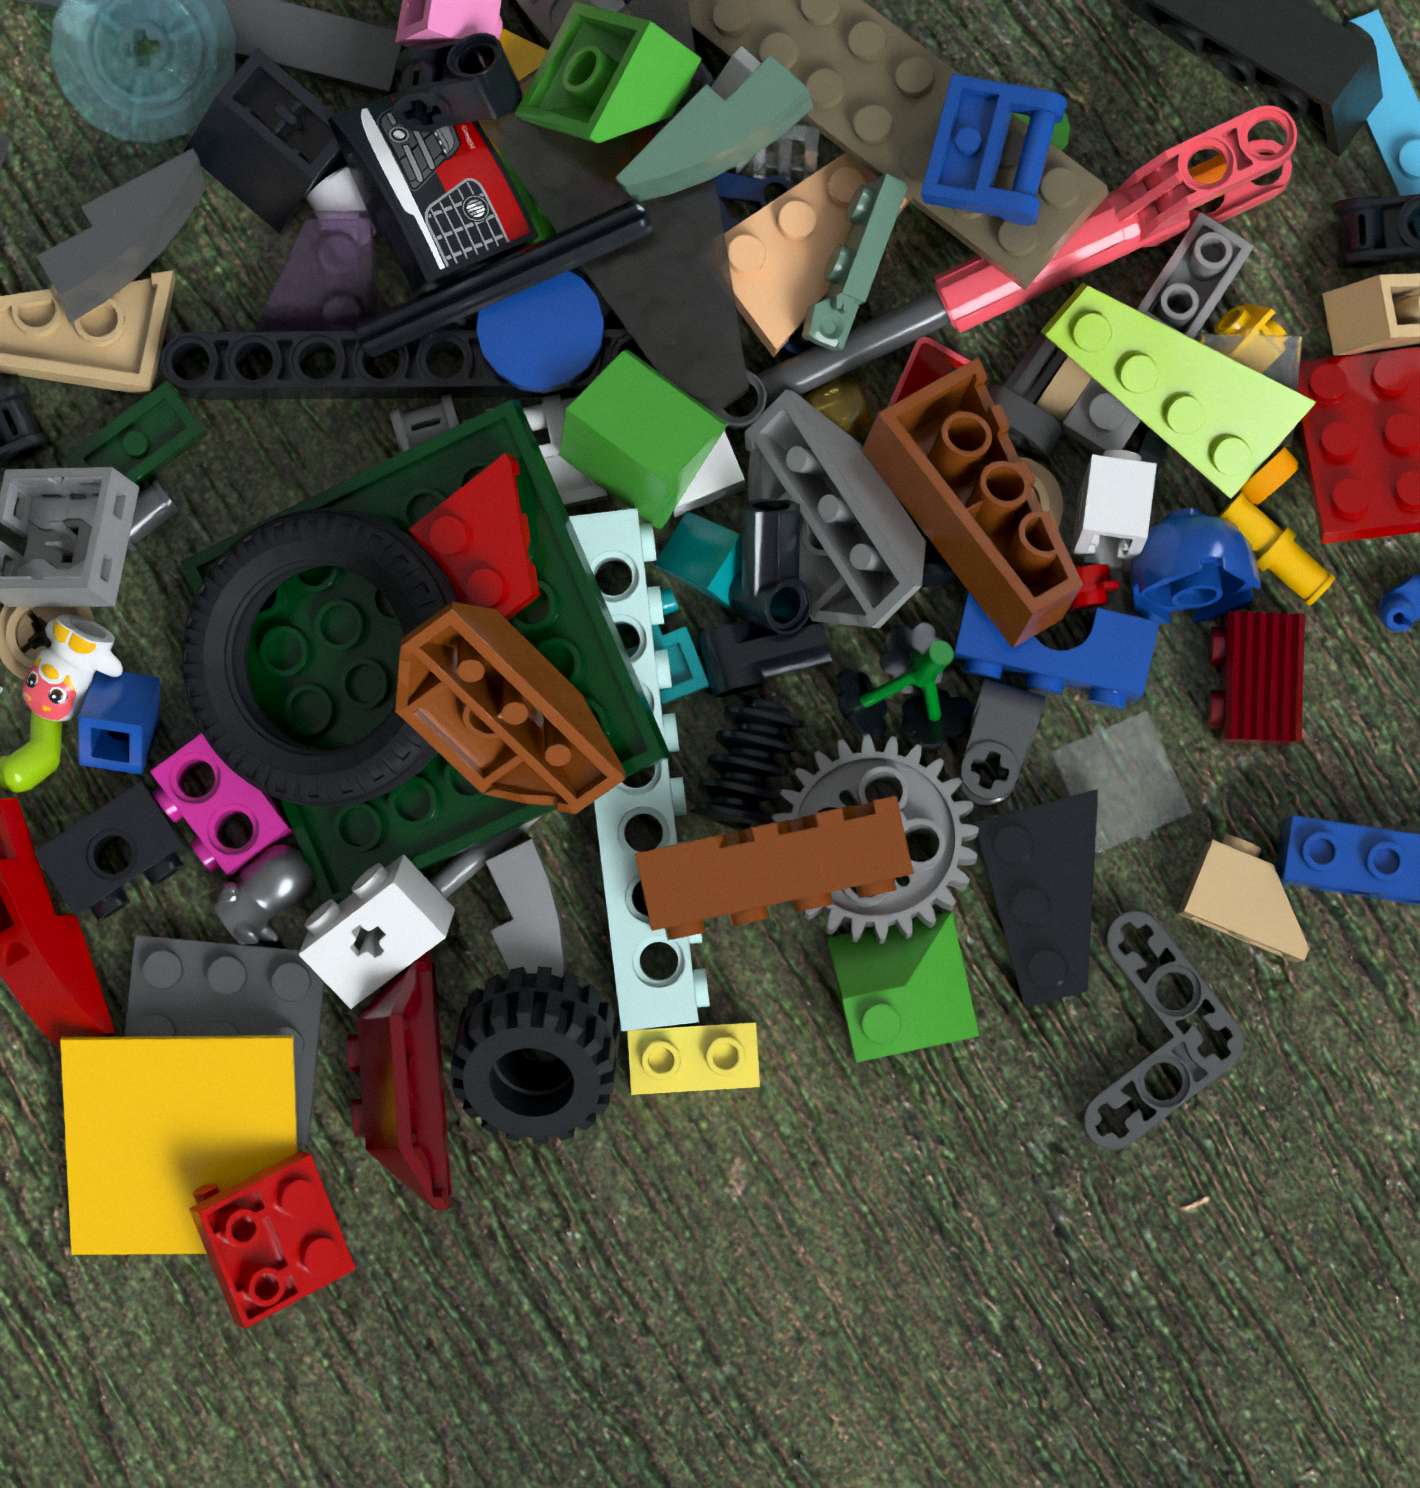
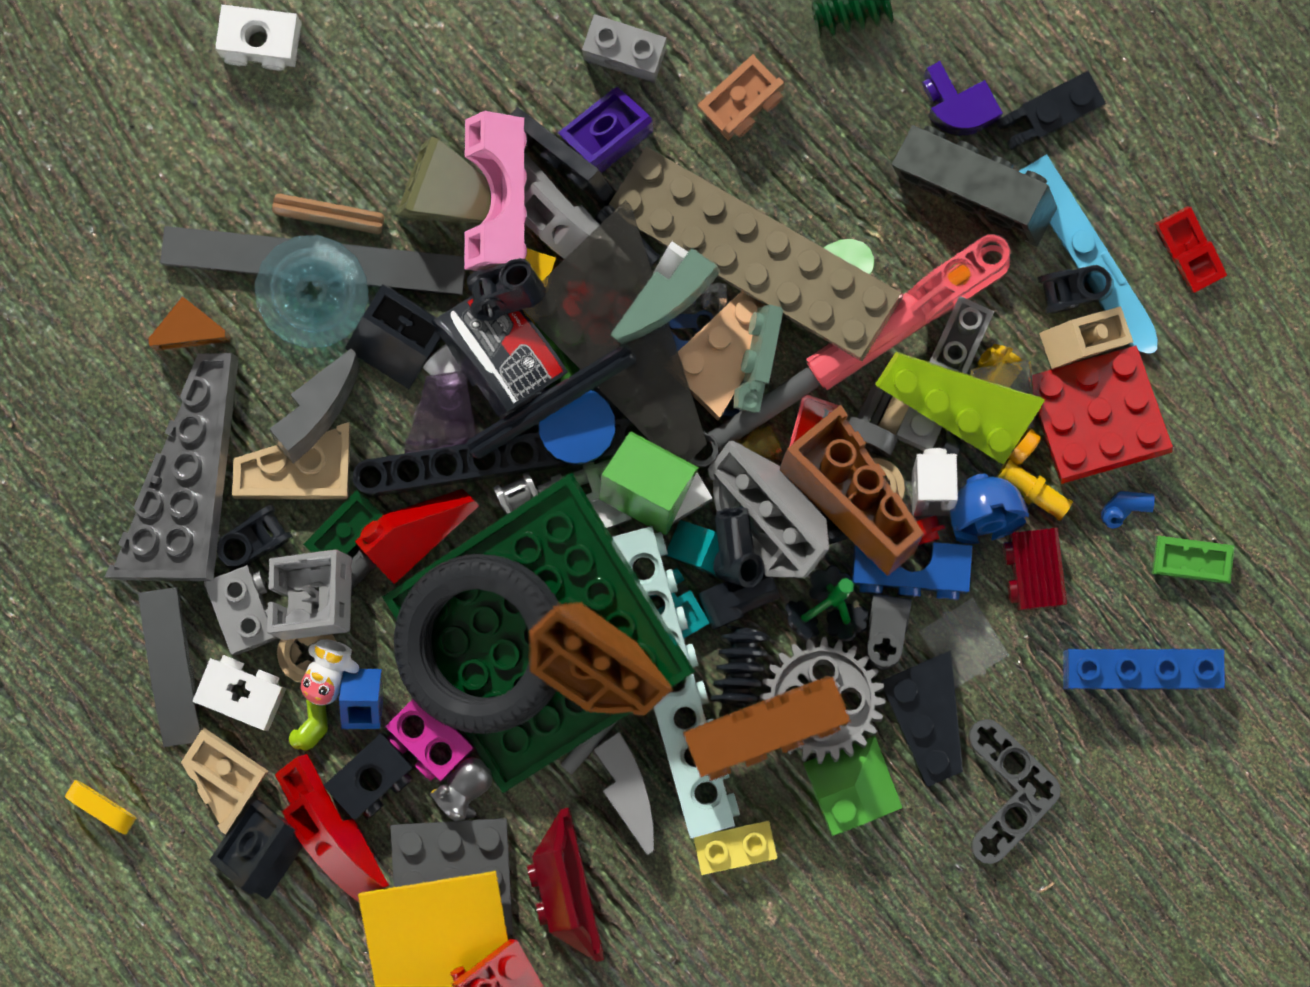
camera: 10 degrees left, 0 degrees up
(239, 465) = (407, 535): none -> red slope
(375, 930) = (534, 800): white brick -> none
(484, 541) = (565, 561): red wing -> none
(525, 1094) = (647, 884): black tyre -> none
(607, 75) = (595, 274): bright green slope -> none
(972, 144) = (818, 281): blue plate -> none
(1243, 899) = (1046, 702): tan slope -> none

